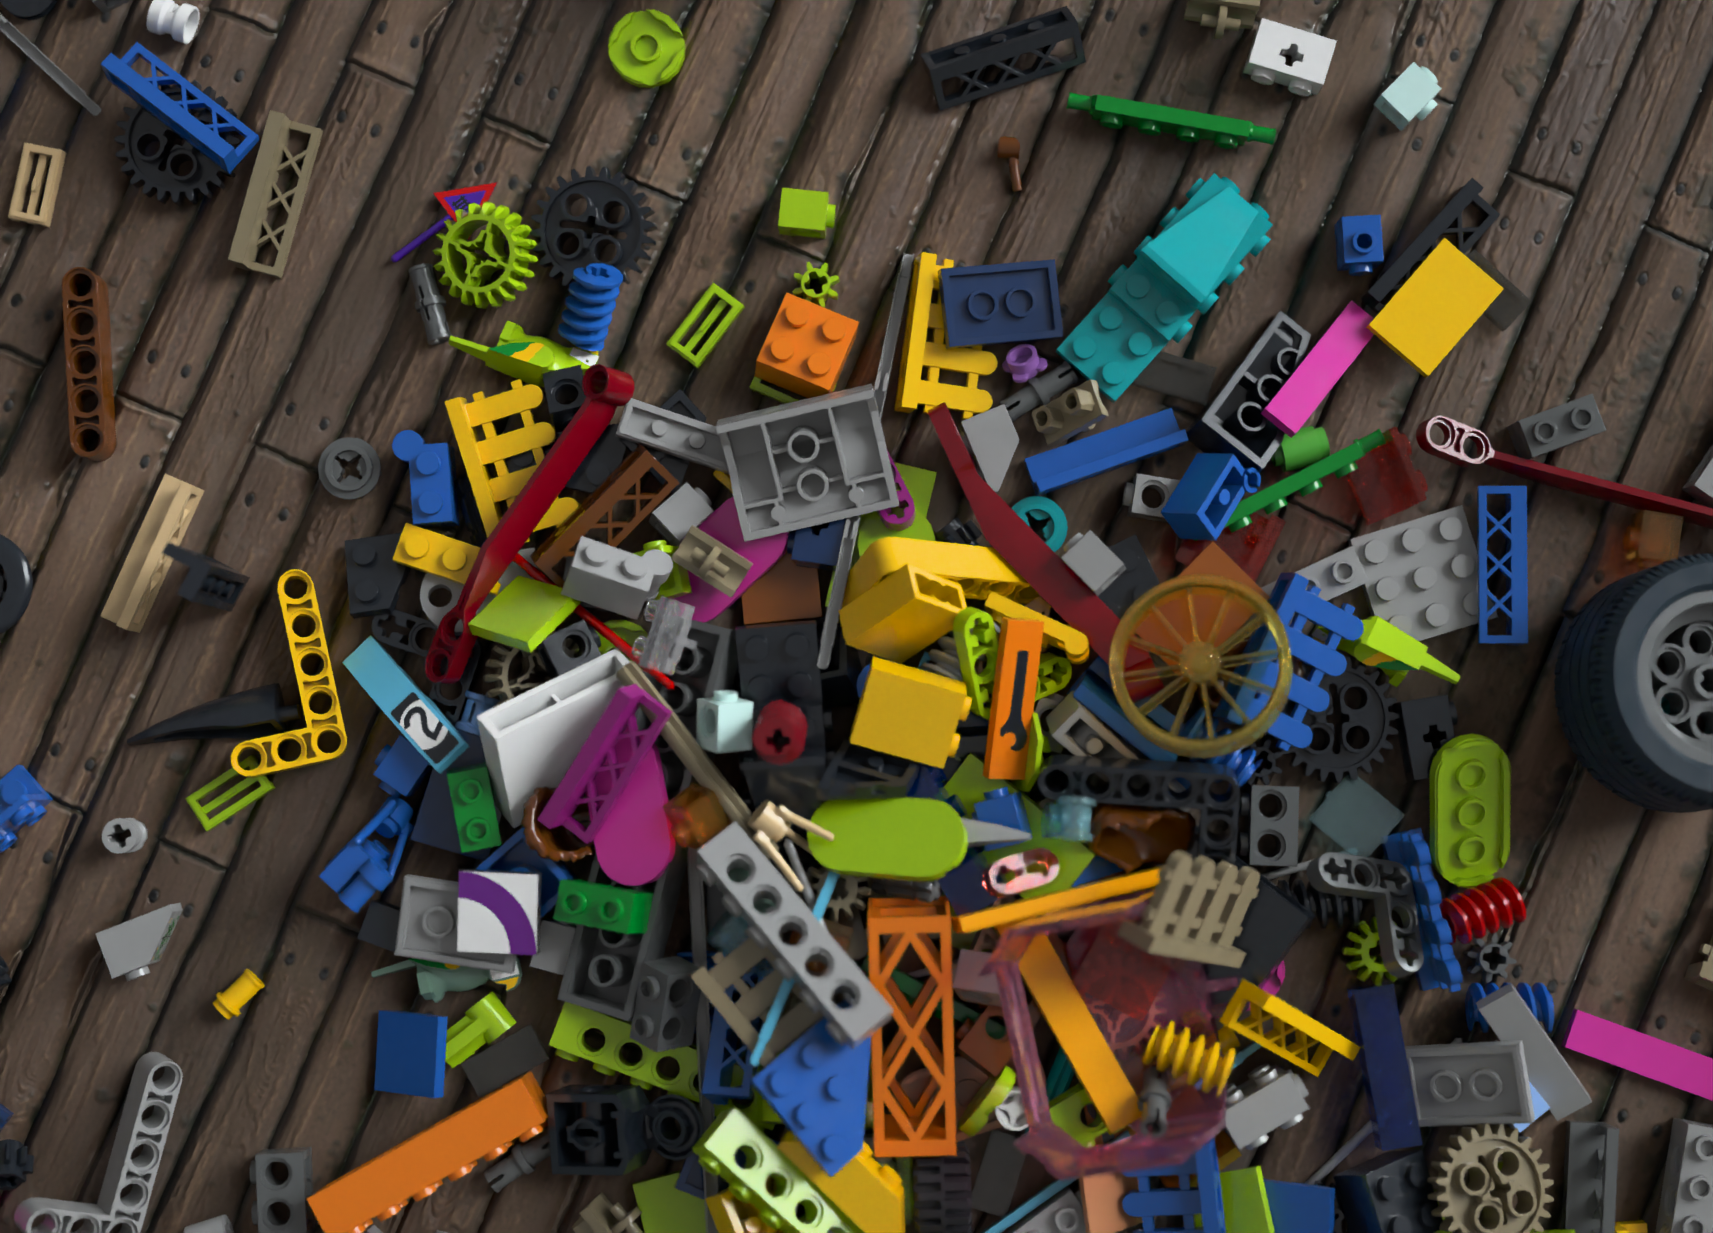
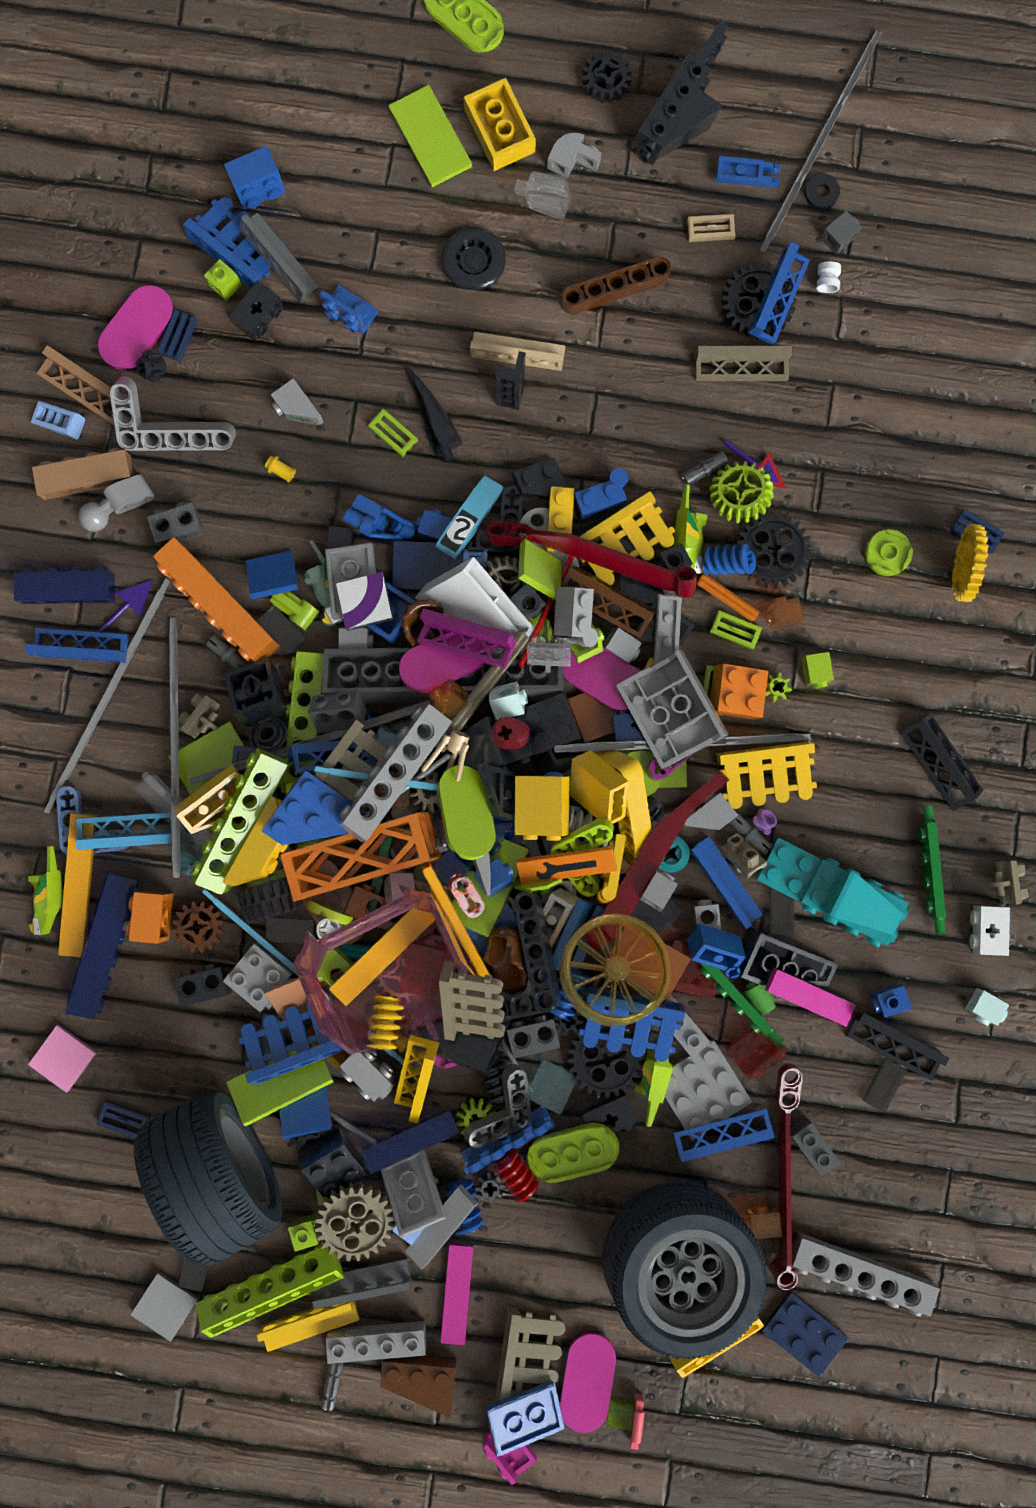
camera: 70 degrees right, 0 degrees up
(115, 827) = (353, 372): light grey bush -> none
(308, 687) = (464, 459): yellow beam -> none
(349, 450) = (592, 439): dark grey gear -> none
(473, 807) = (420, 571): green brick -> none
(603, 906) = (383, 660): green brick -> none
(649, 323) = (728, 597): none -> orange axle
(699, 241) = (784, 612): none -> clear orange brick
(712, 561) = (599, 669): dark tan hips -> none
(1000, 303) = (796, 797): dark blue plate -> none
(1010, 148) = (888, 779): reddish brown hand -> none
(1068, 819) = (504, 915): clear light blue piece -> none
(1154, 1102) = (353, 1009): dark grey pin -> none
(1435, 308) = (865, 1055): yellow tile -> none

